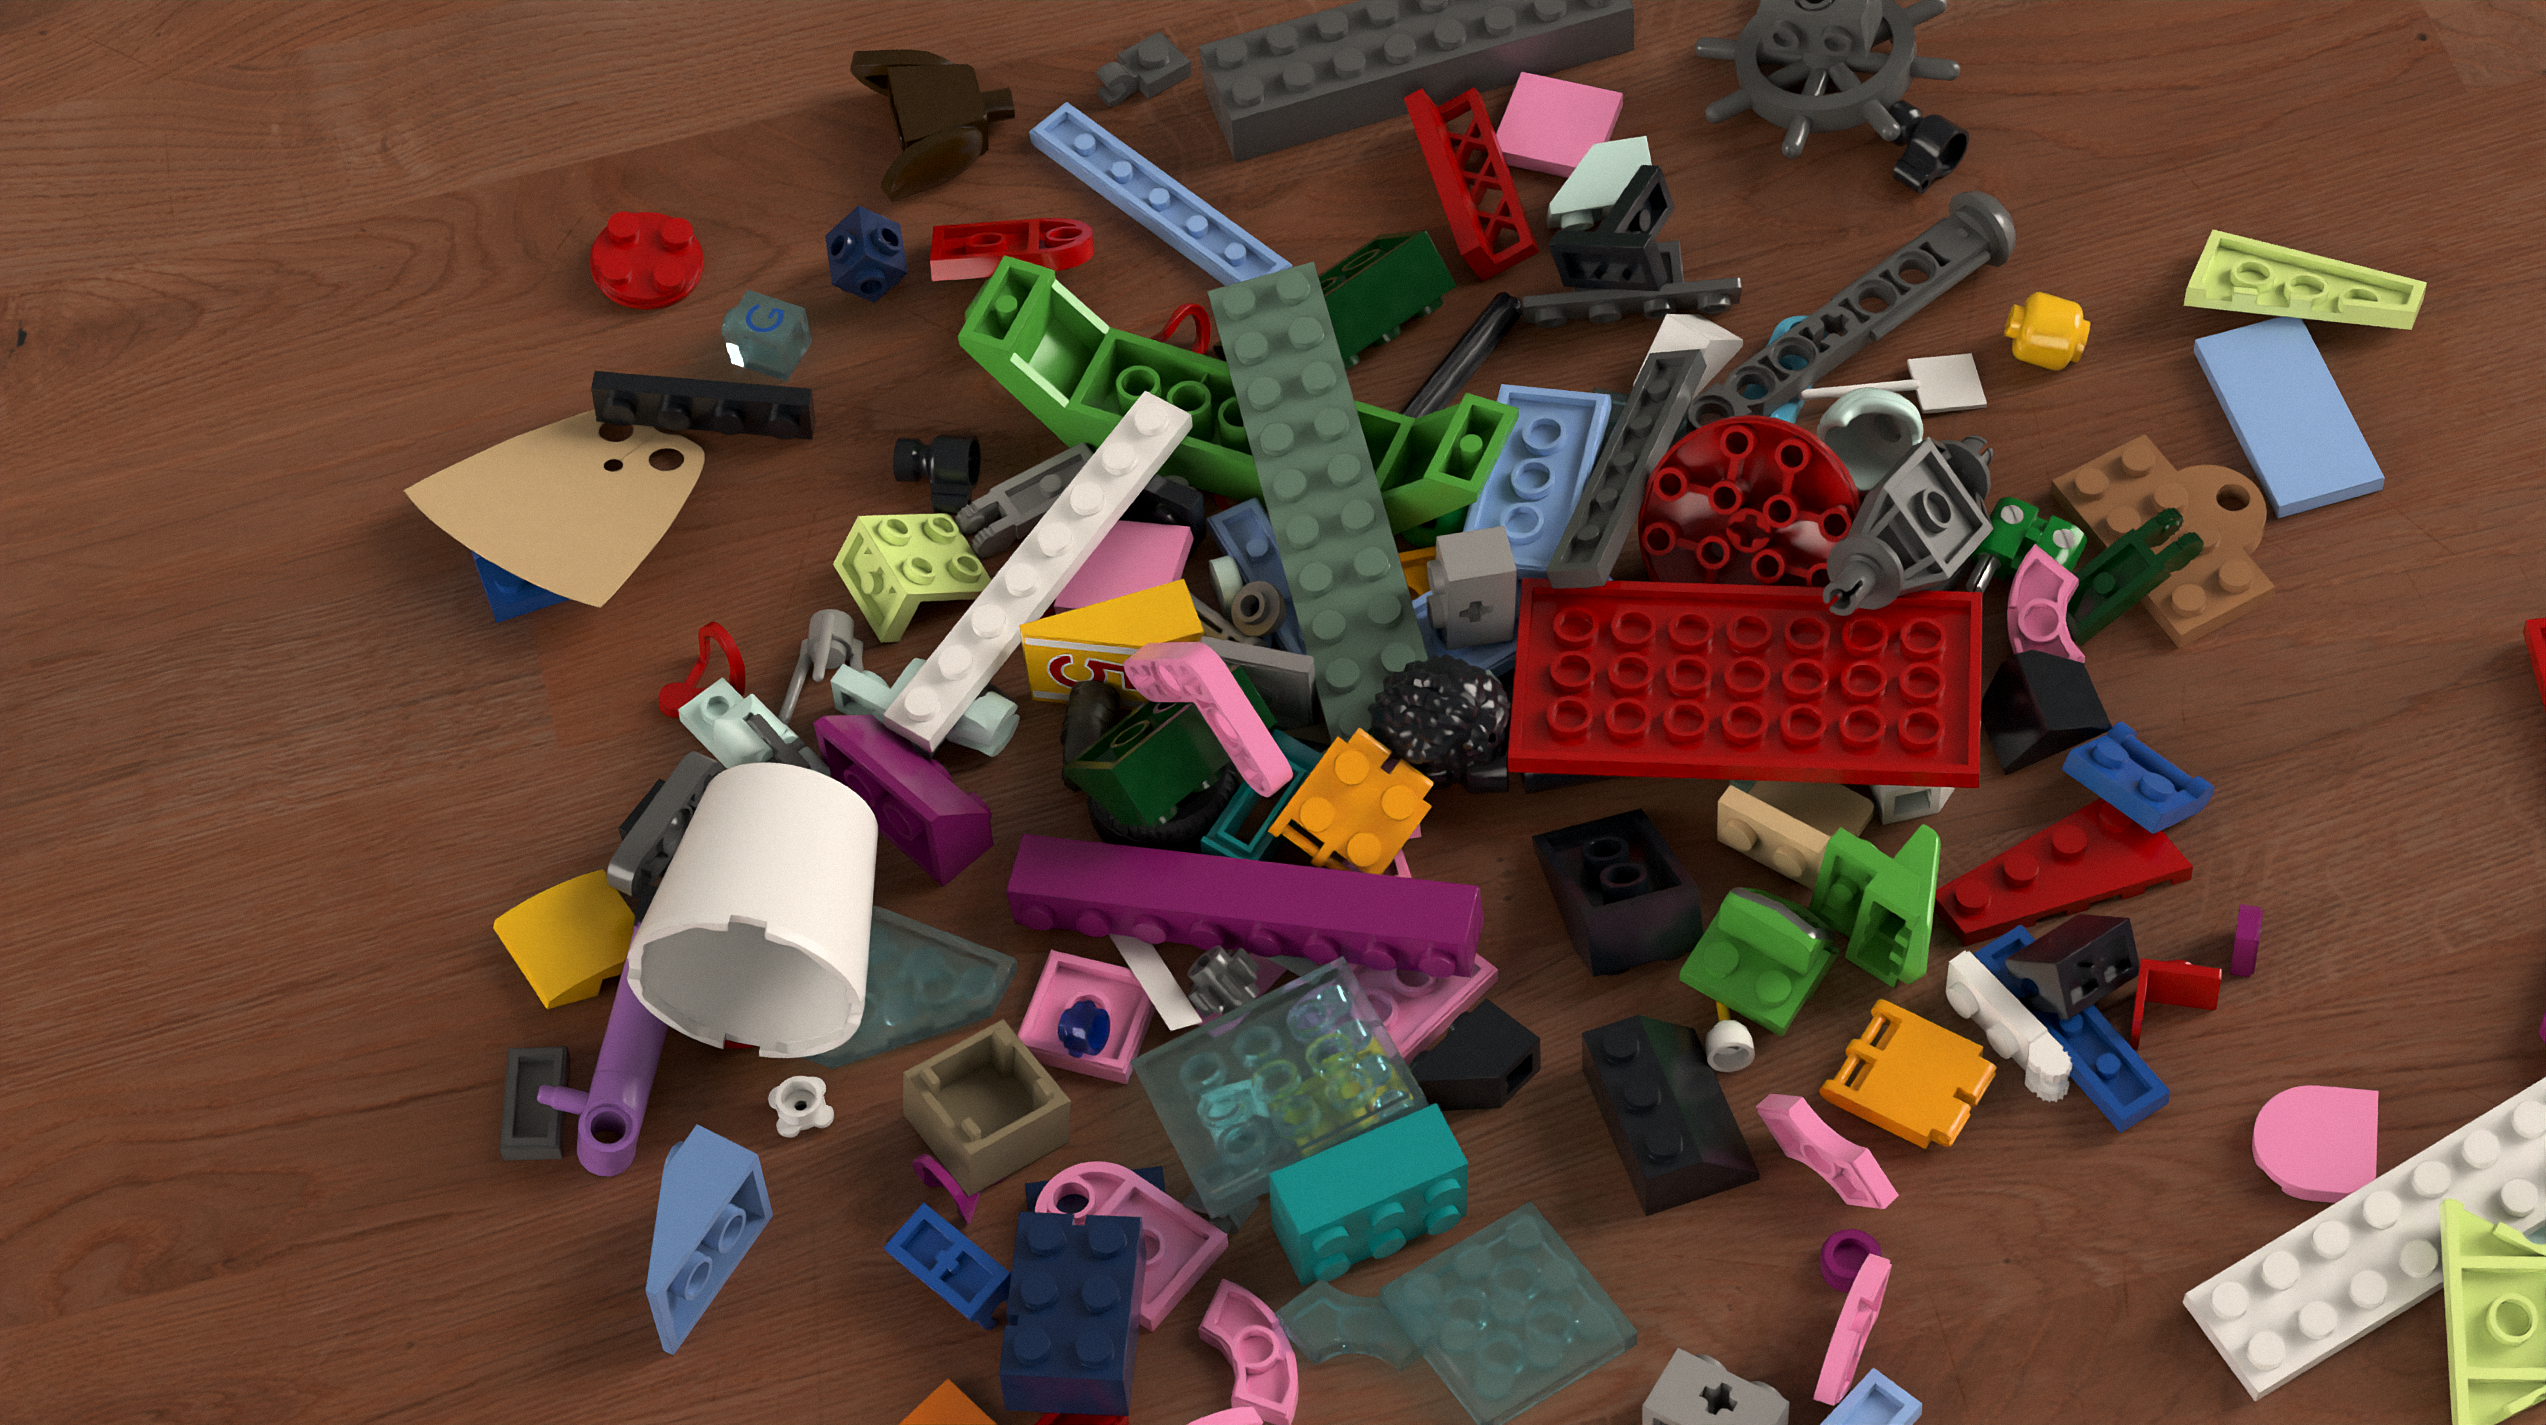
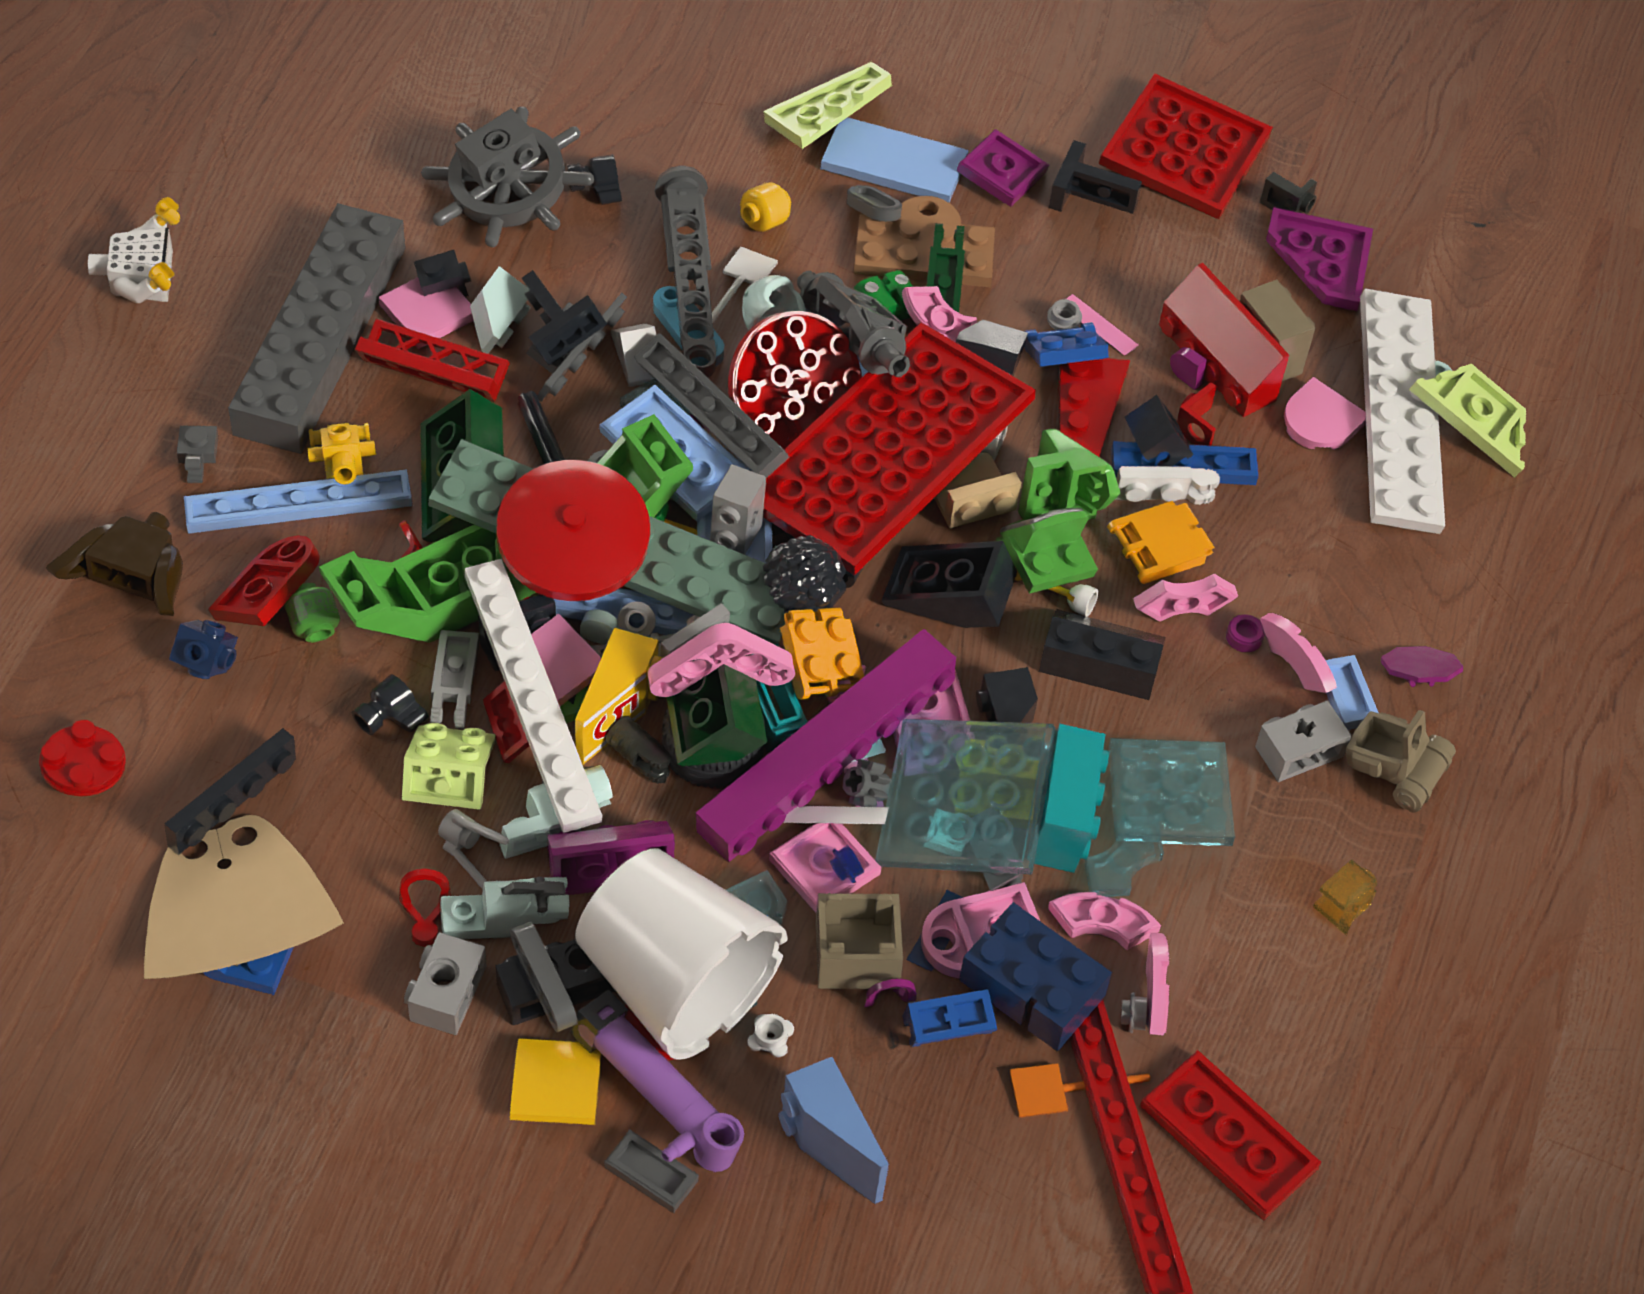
camera: 65 degrees left, 0 degrees up
(601, 779) = (445, 1005): none -> light grey brick
(766, 335) = (207, 732): clear light blue brick -> none
(1255, 188) = (341, 450): none -> yellow piece
(1282, 448) = (573, 530): none -> red dish
(1609, 101) = (442, 273): none -> black bracket
(2173, 435) = (874, 203): none -> dark grey tile
(2200, 740) = (1064, 315): none -> light grey plate
(2234, 802) = (1104, 328): none -> bright pink sticker
(2309, 948) = (1237, 349): none -> slope
(2384, 990) = (1284, 320): none -> dark tan container
(2393, 532) = (1002, 167): none -> magenta plate
(2463, 618) = (1092, 184): none -> black bracket

